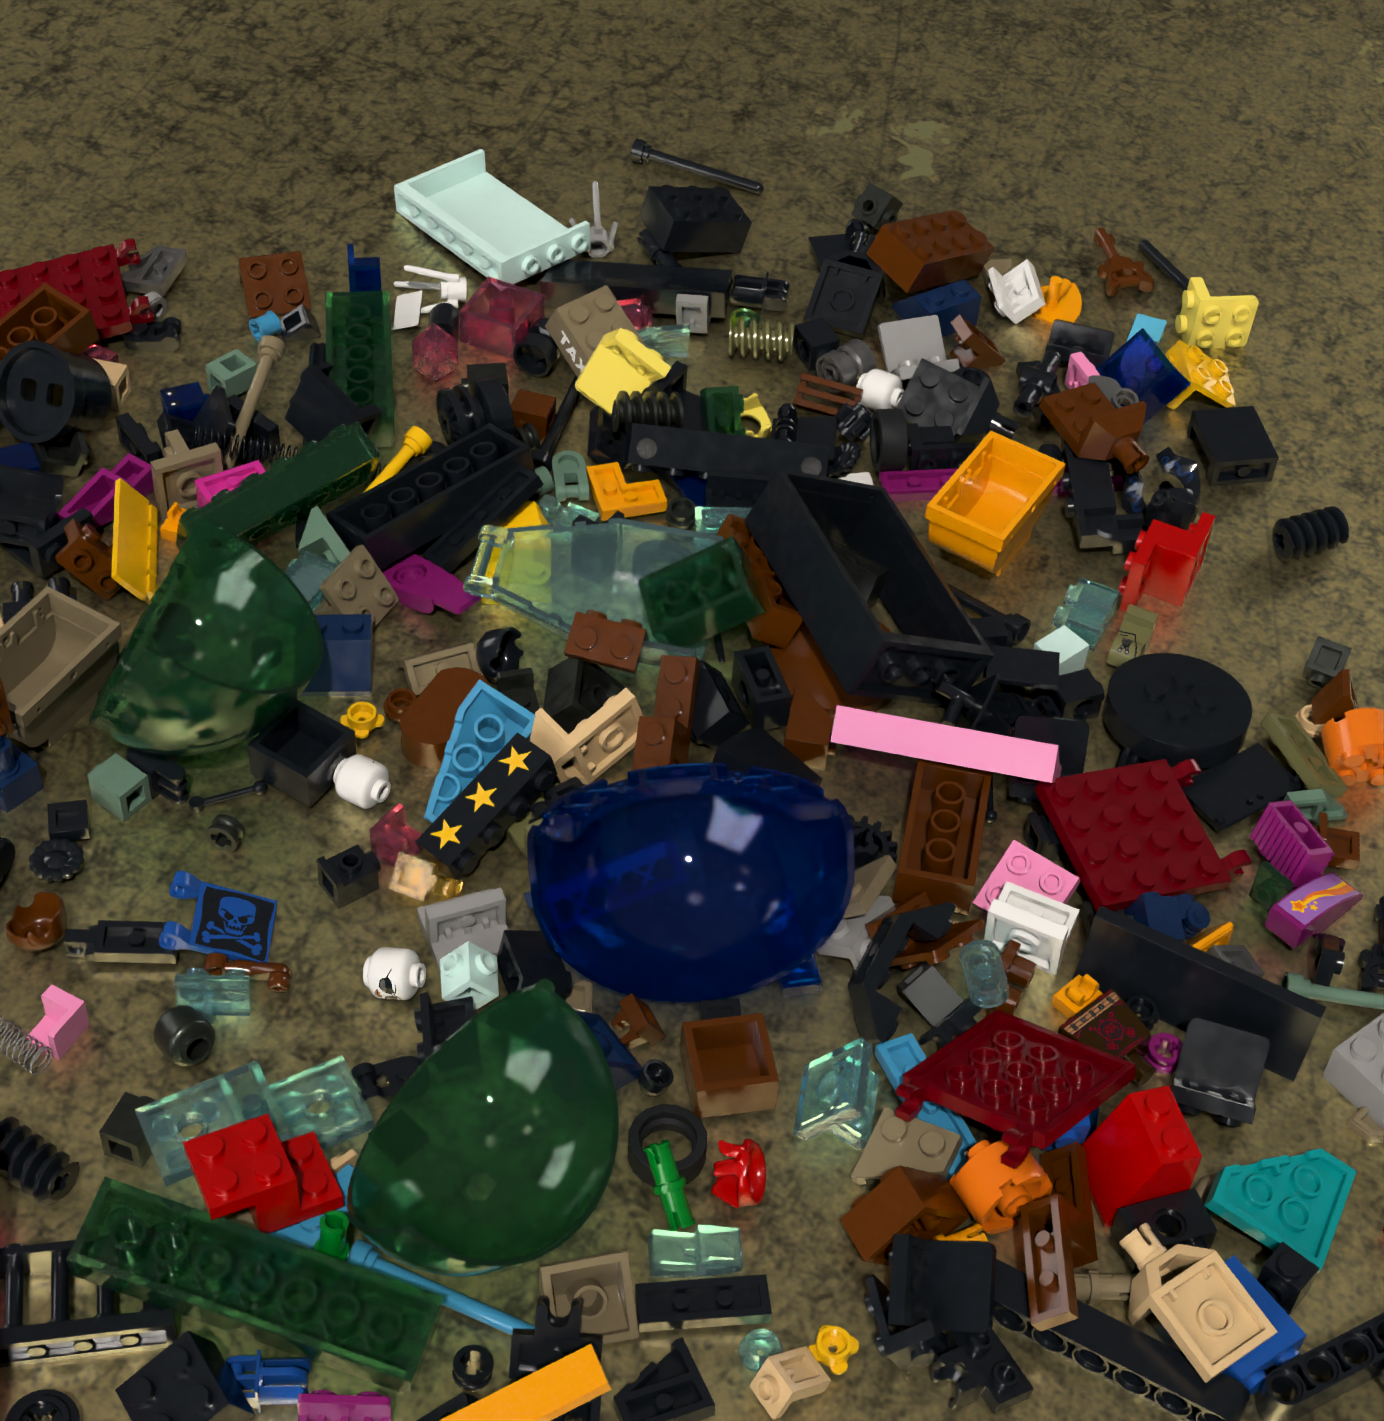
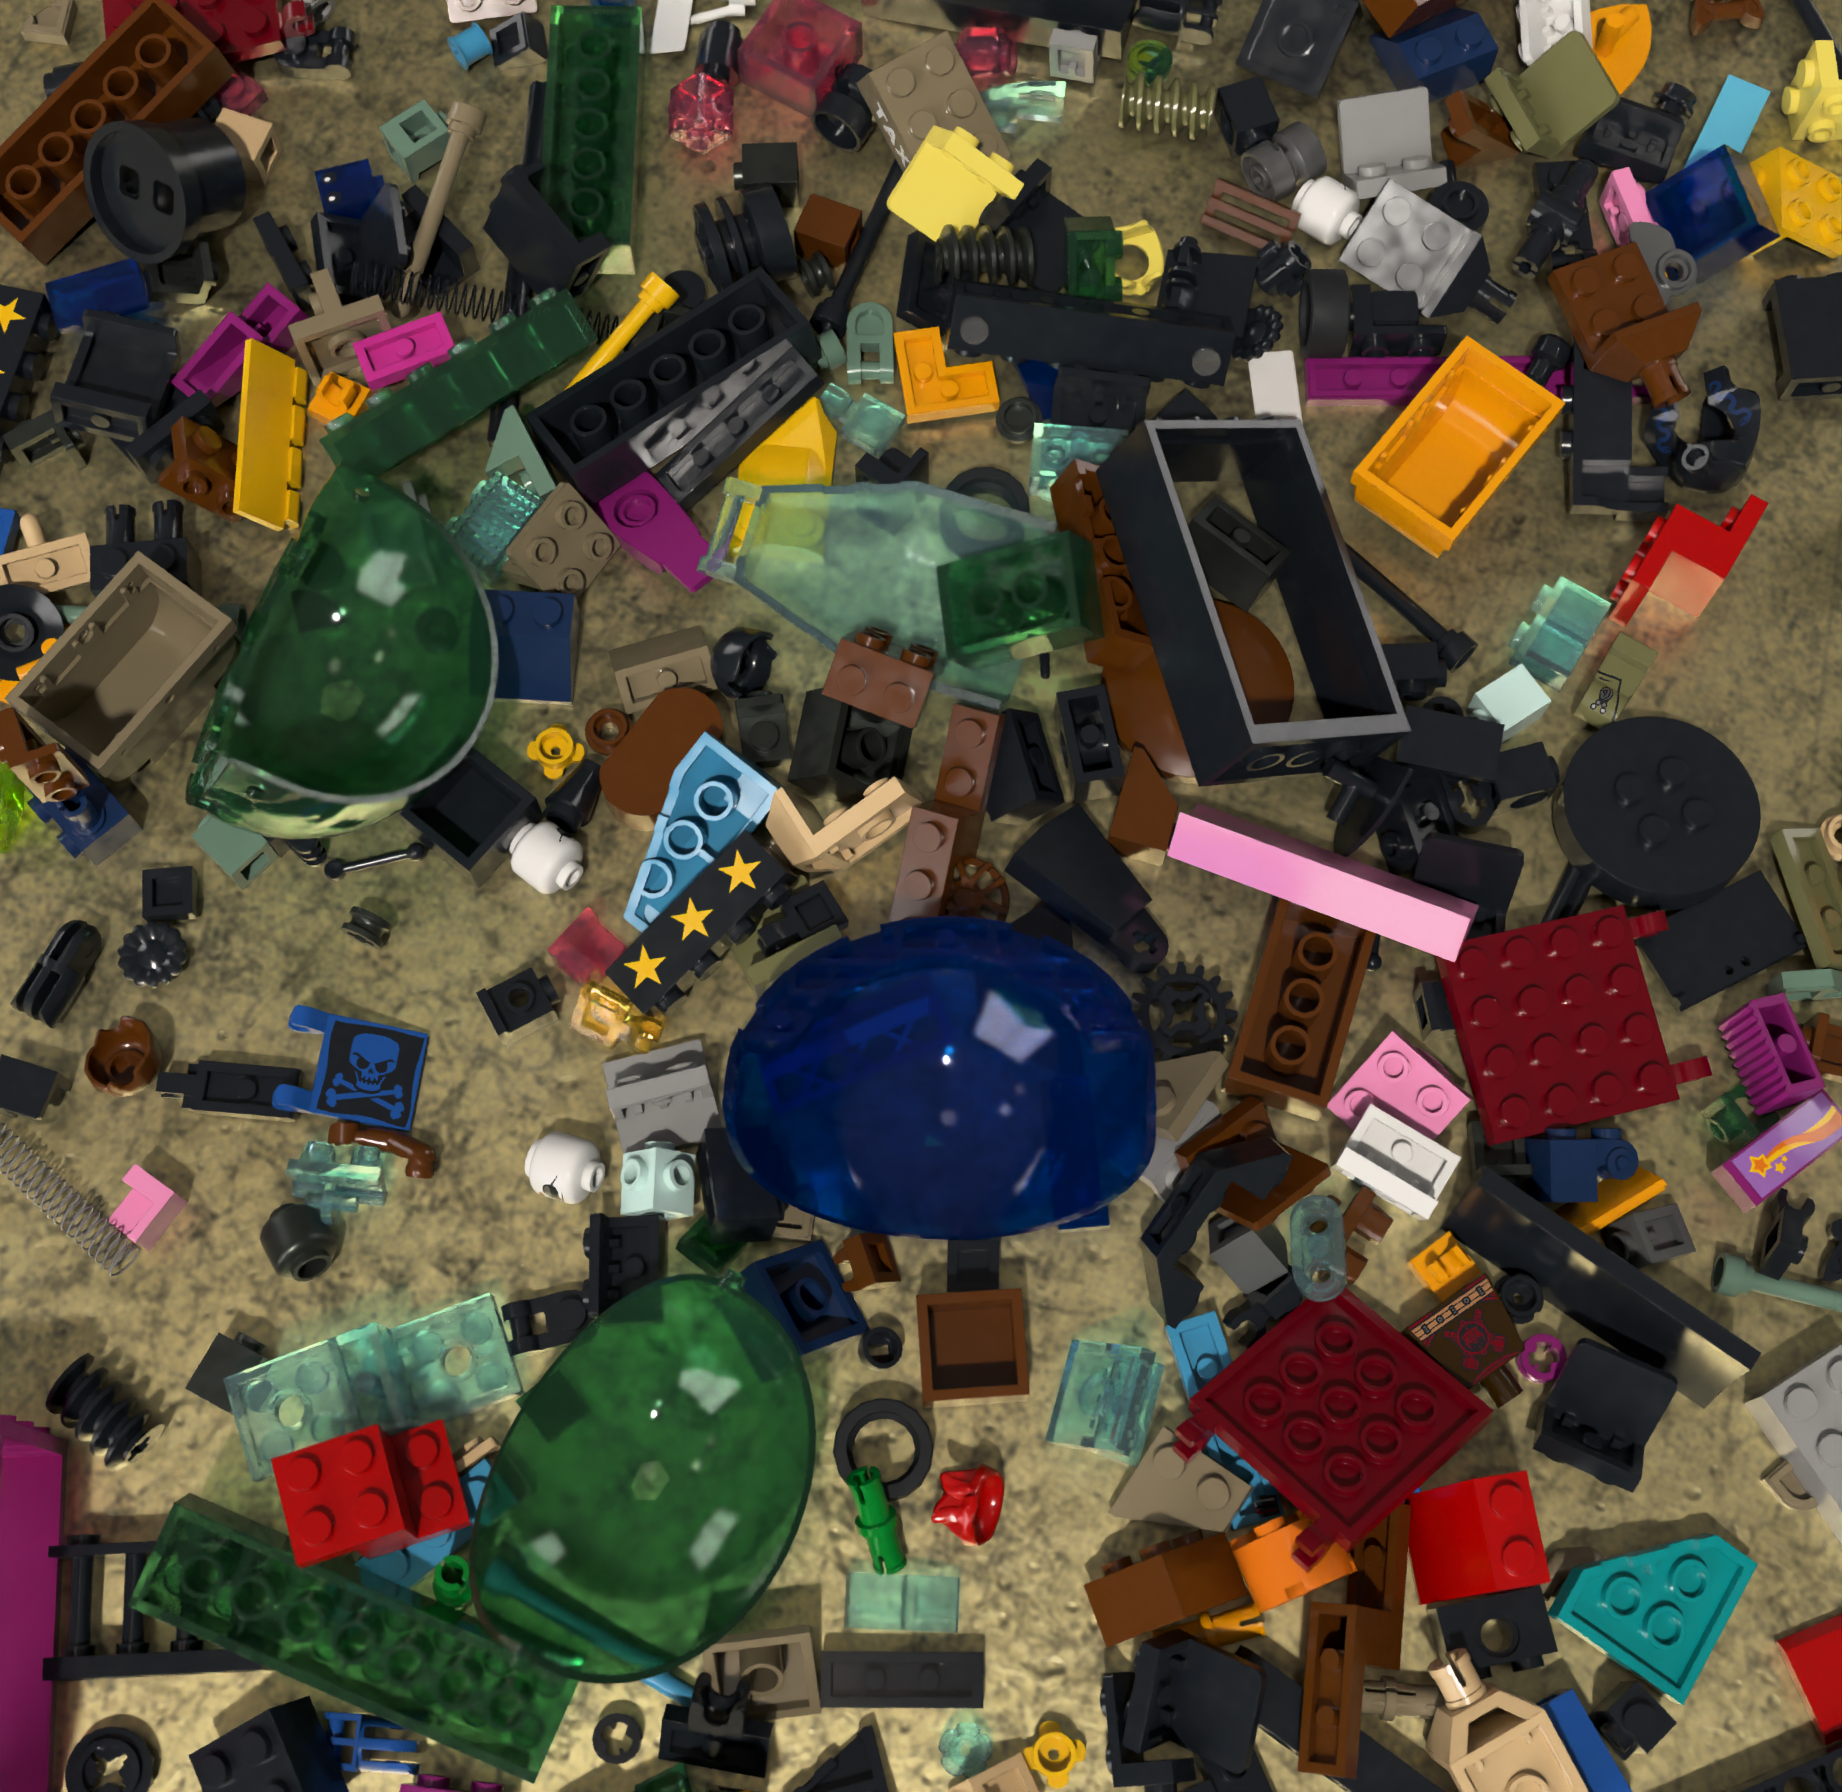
camera: 10 degrees right, 25 degrees up
(381, 742) = (574, 797): none -> black cone
(1024, 324) = (1554, 96): none -> olive bracket
(1107, 323) = (1675, 100): none -> black plate

